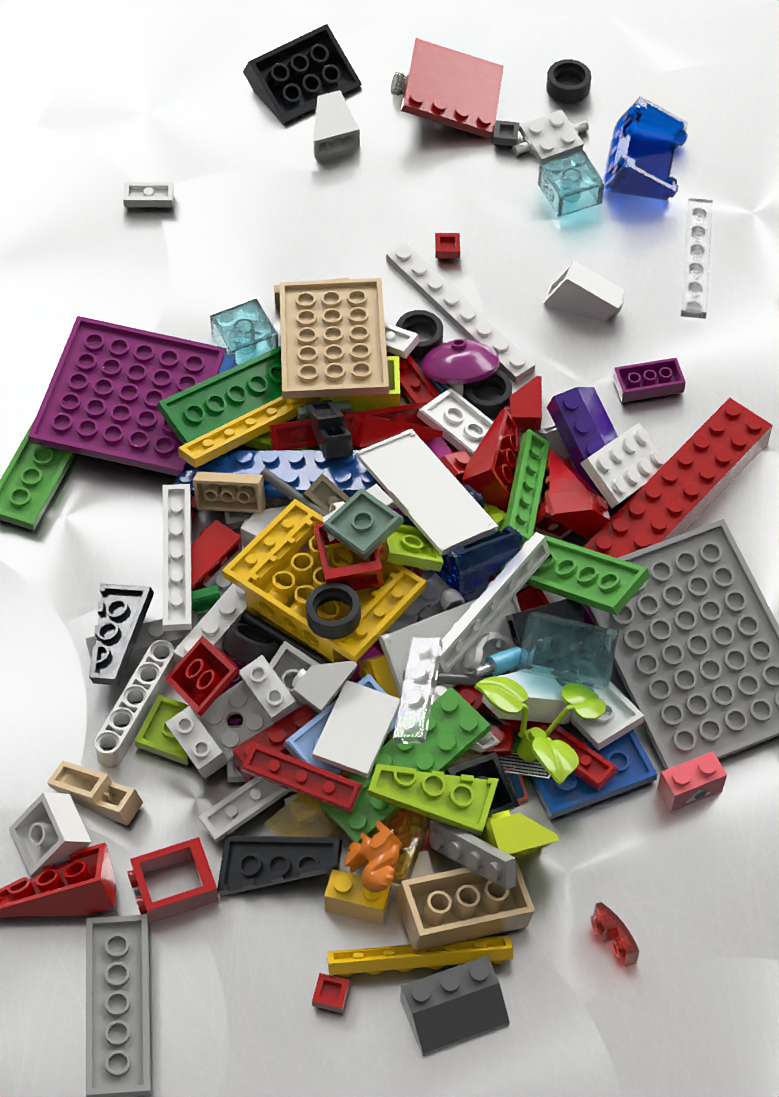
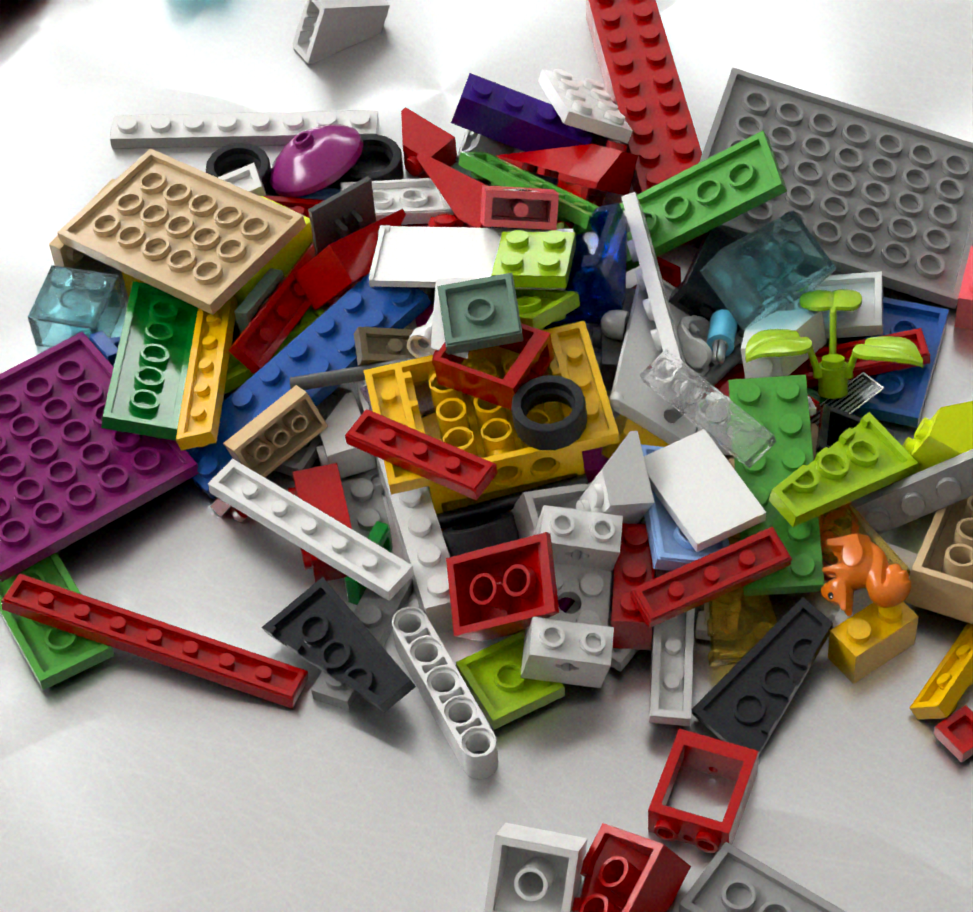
camera: 45 degrees left, 5 degrees down
(53, 542) = (155, 640): none -> red tile
(96, 792) = (520, 799): tan slope -> none
(253, 570) = (421, 454): none -> red tile
(329, 429) = (301, 293): black slope -> none
(405, 406) = (342, 214): none -> dark grey piece
(445, 522) = (536, 258): none -> lime plate
(447, 245) = (156, 86): red plate -> none
(483, 487) = (519, 207): none -> coral brick
(649, 379) = (490, 40): magenta piece -> none

